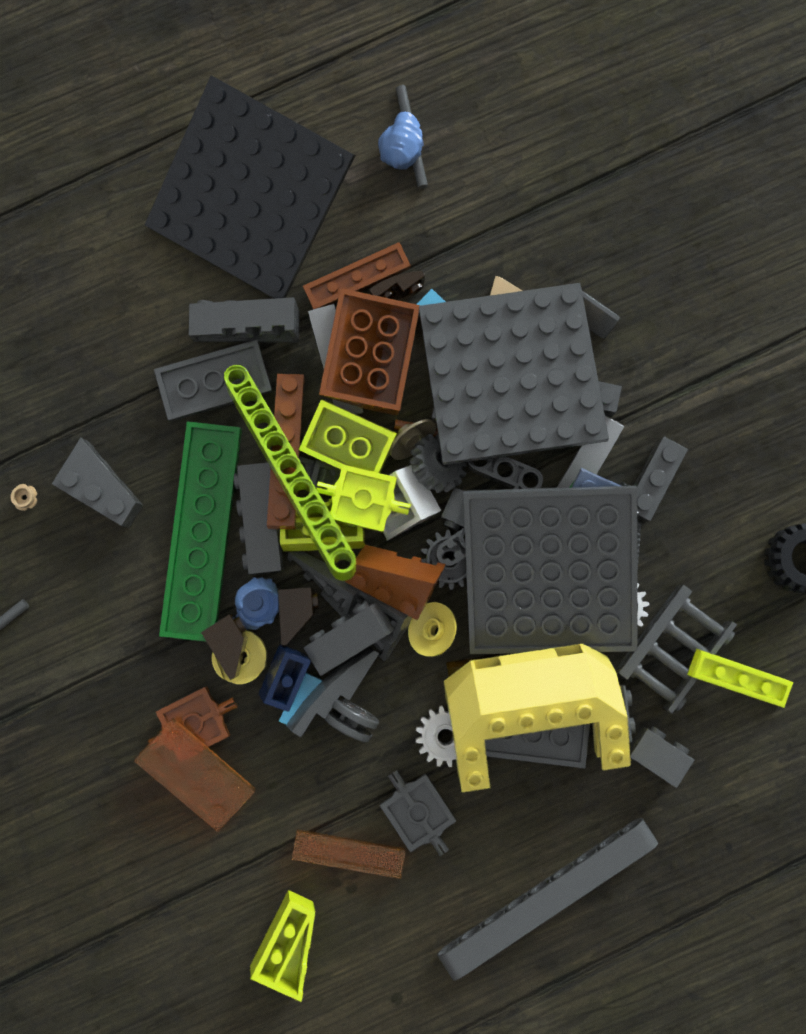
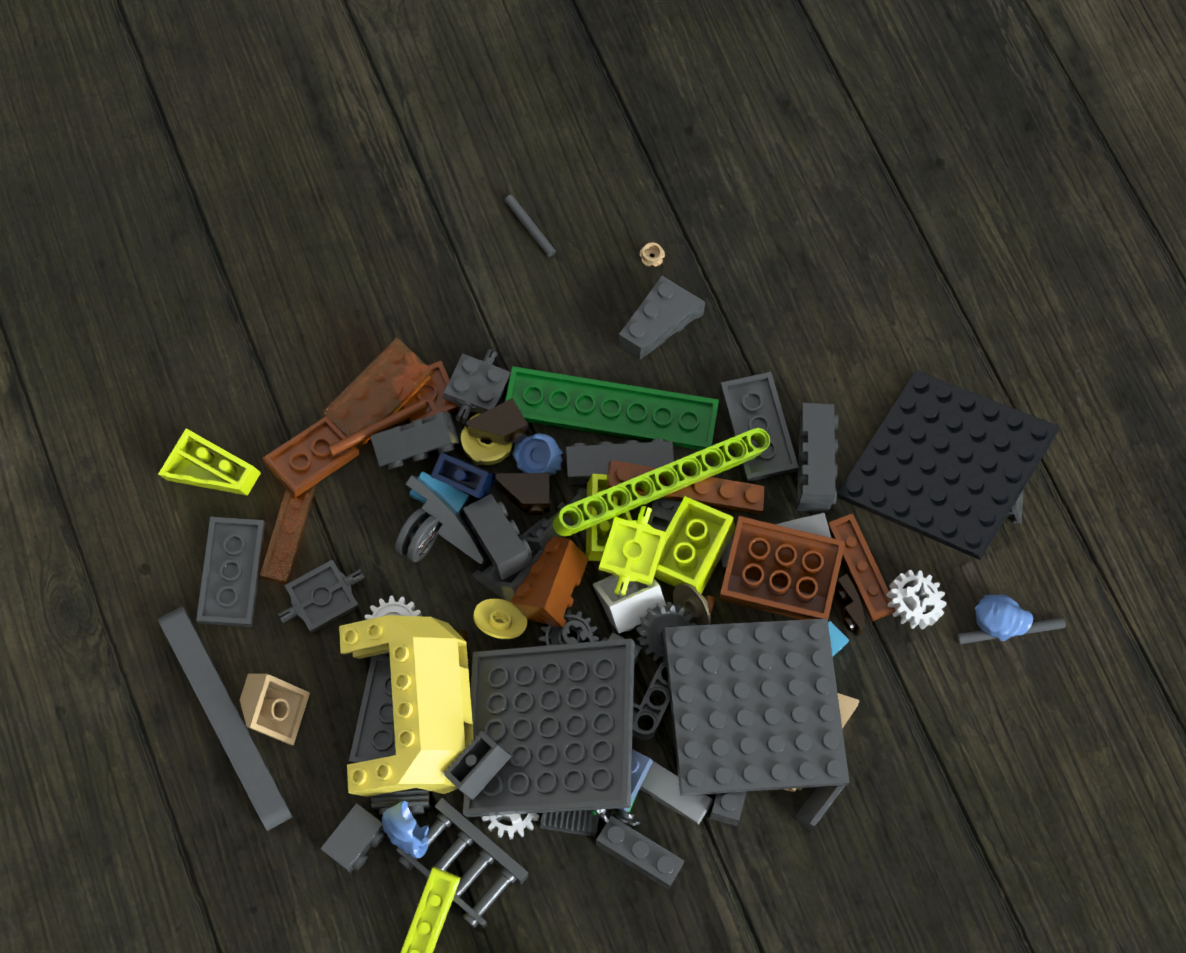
camera: 90 degrees right, 15 degrees down
(182, 672) = (476, 385): none -> dark grey plate
(235, 772) = (377, 427): none -> dark orange bar
(249, 731) = (415, 440): none -> dark grey wedge
(269, 839) = (307, 458): none -> dark orange tile
(390, 221) = (916, 599): none -> white gear
(397, 909) = (231, 572): none -> dark grey plate
(537, 850) = (273, 706): none -> tan slope
(598, 640) = (477, 765): none -> dark grey brick
(655, 705) = (404, 830): none -> medium blue hair

